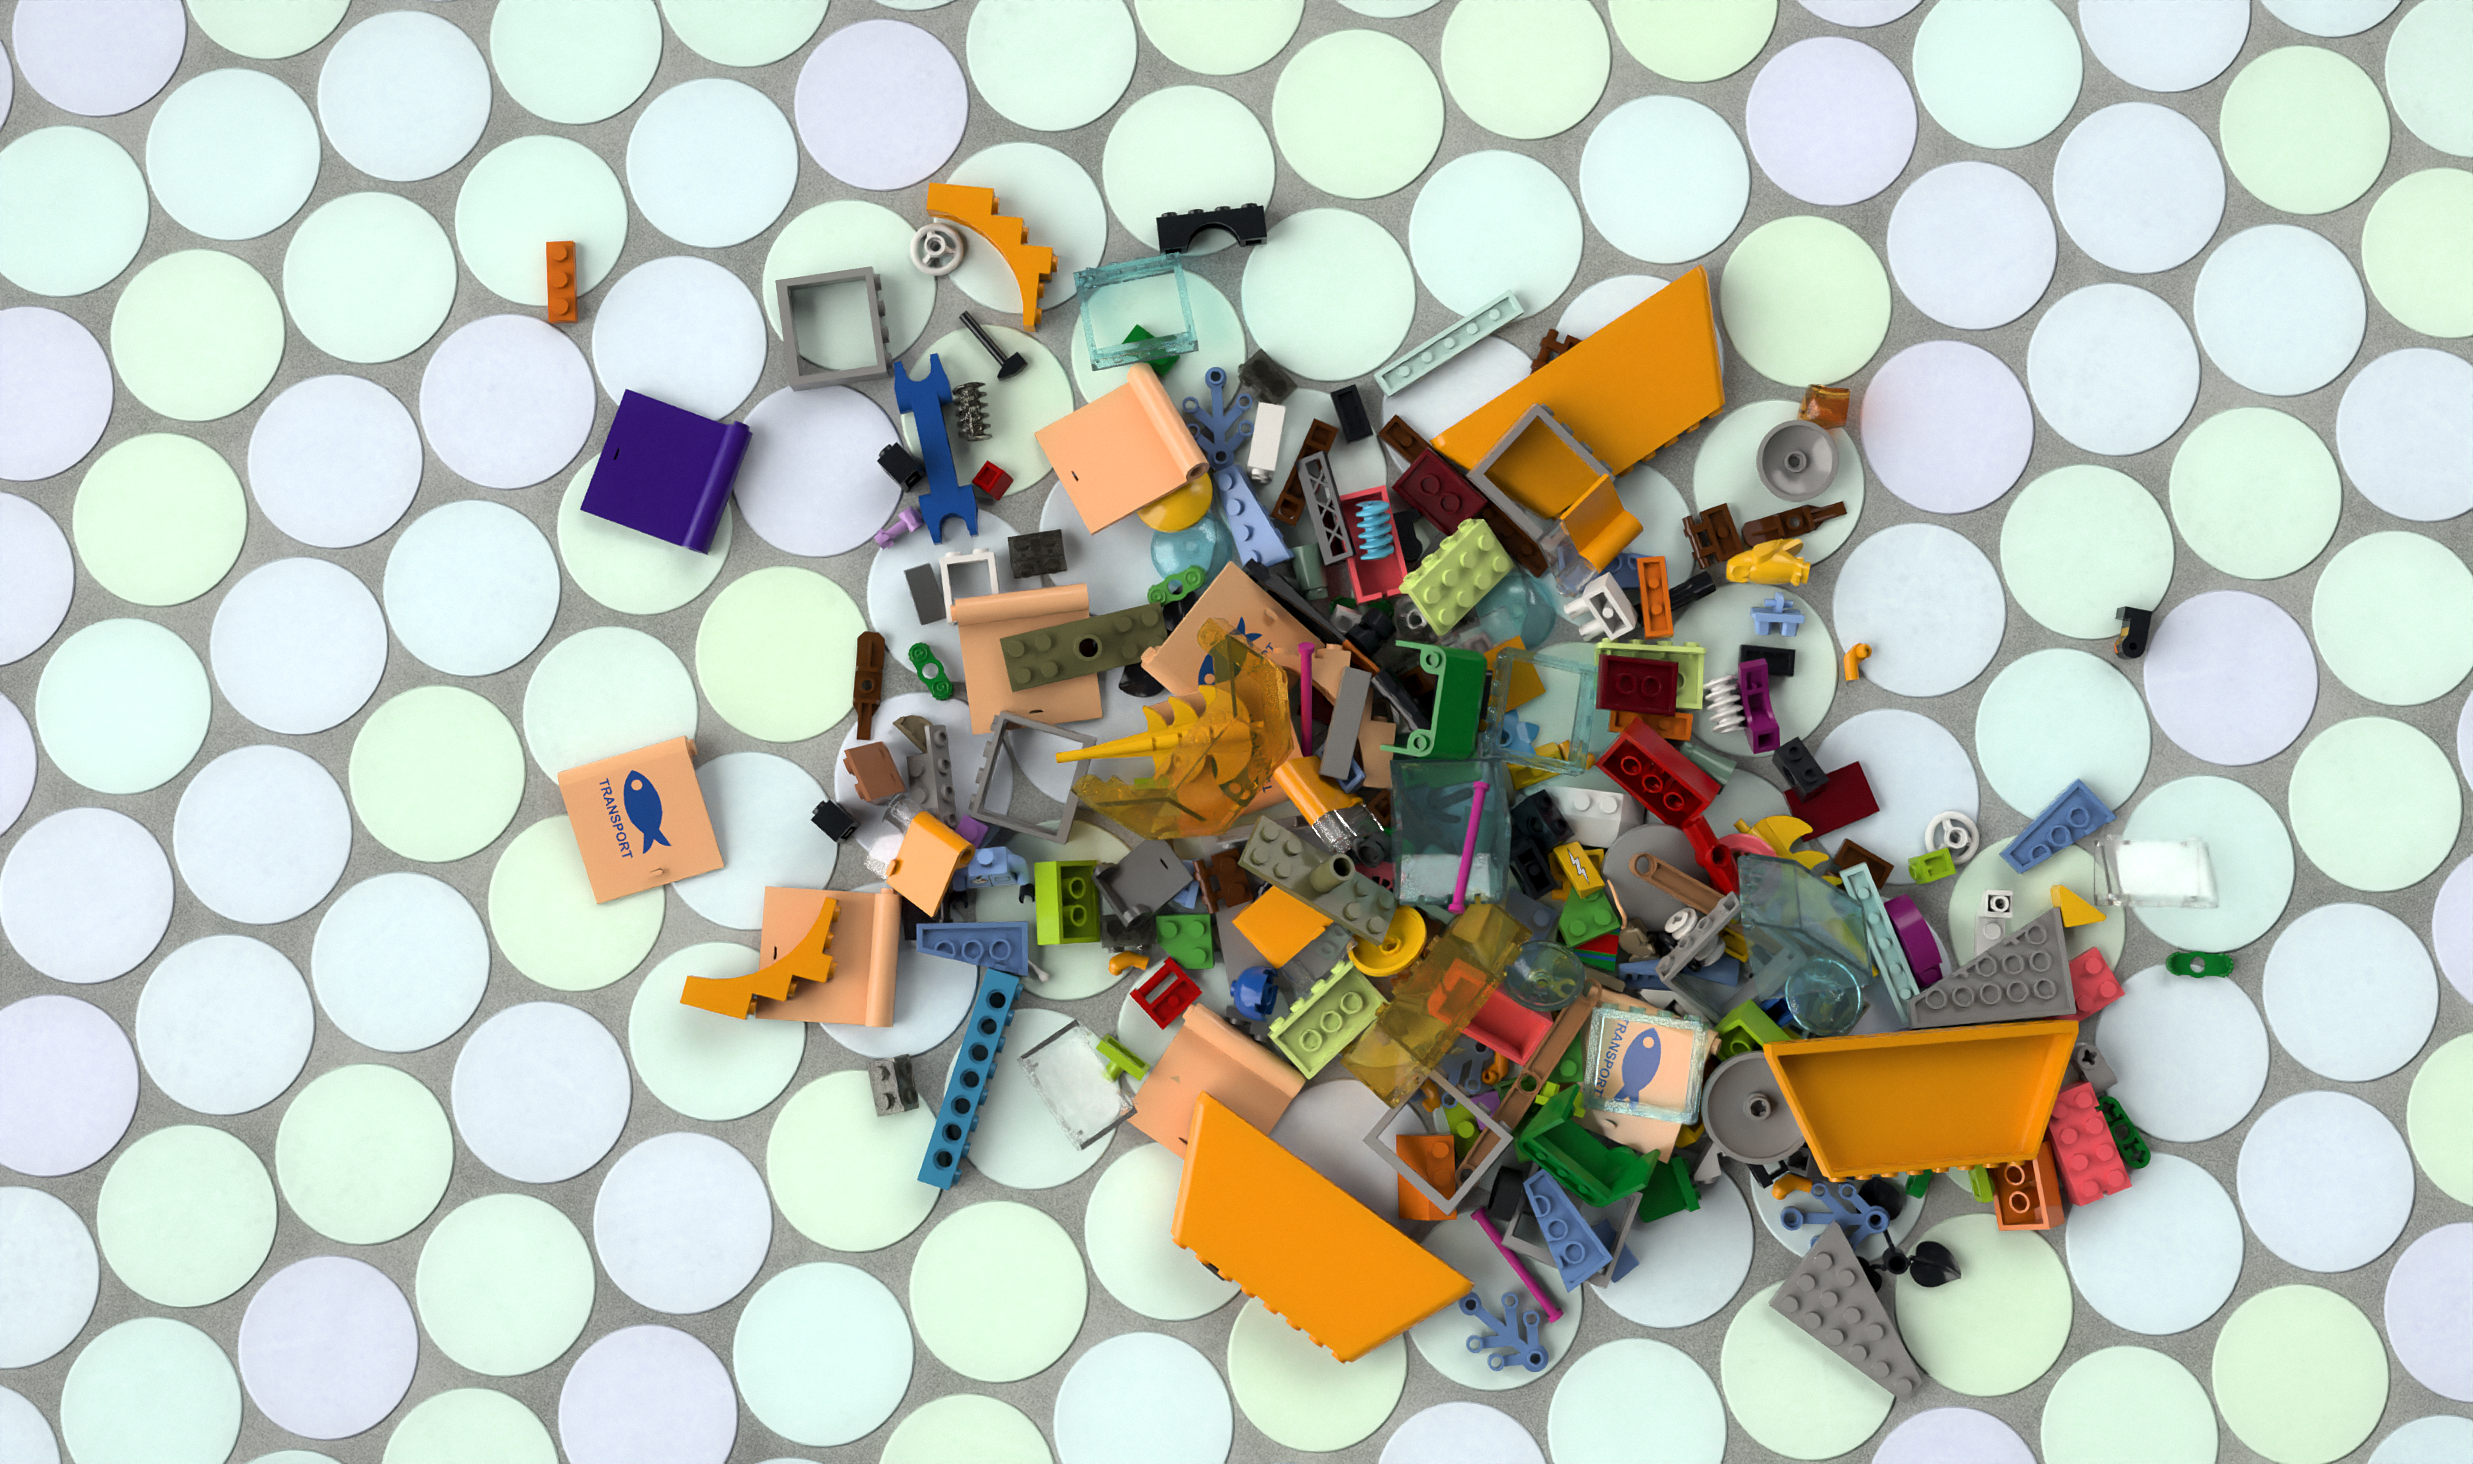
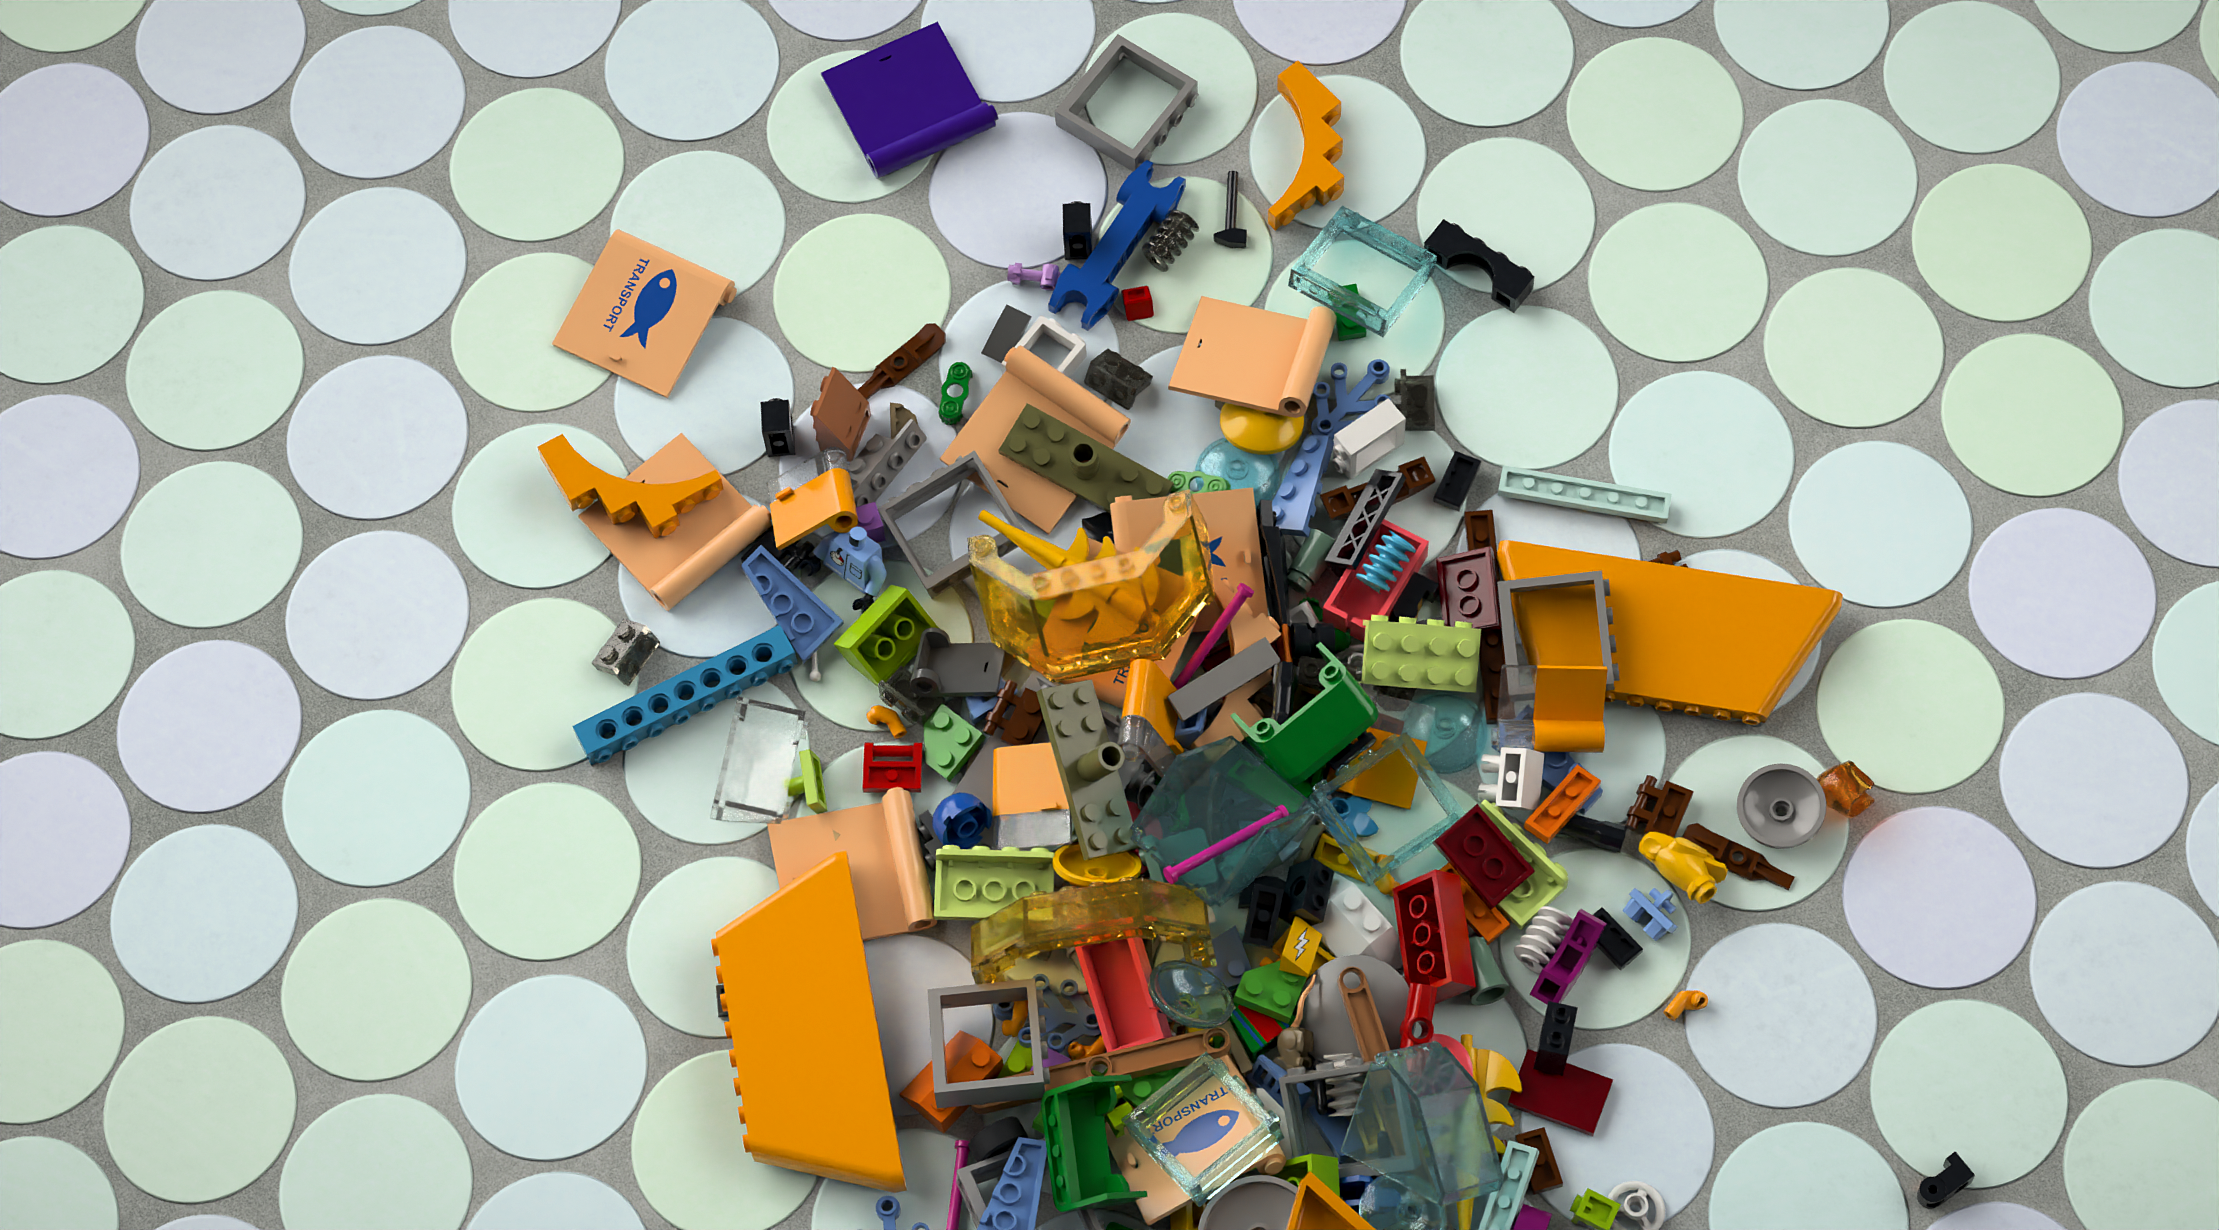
camera: 55 degrees right, 20 degrees down
(934, 239) = (1258, 102): white piece -> none

